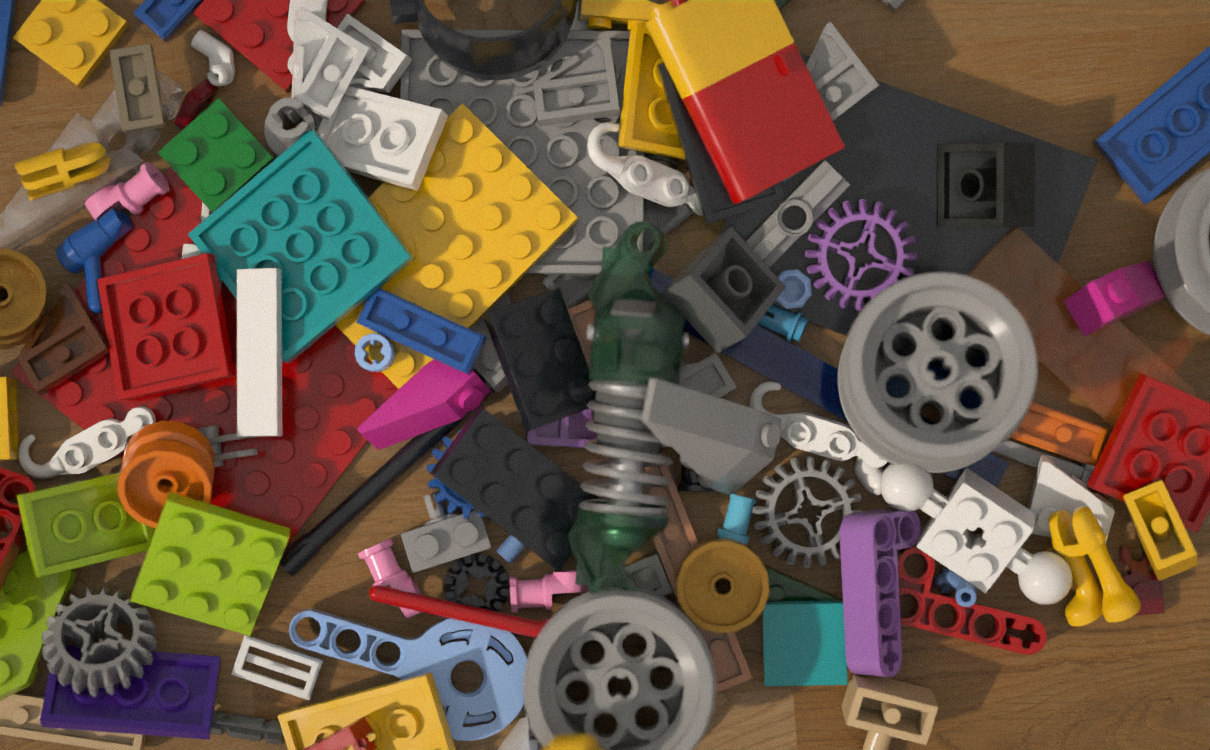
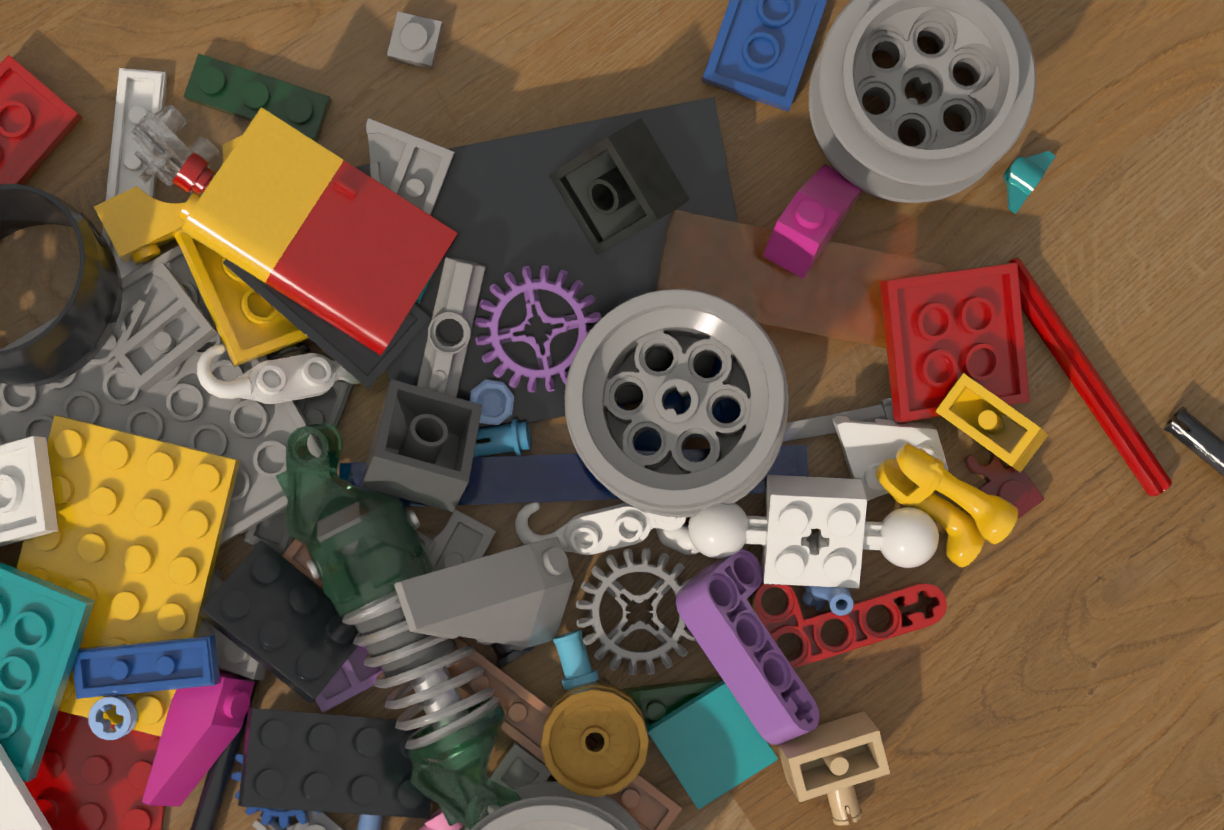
camera: 30 degrees left, 0 degrees up
(1061, 434) = (837, 385): orange tile -> none

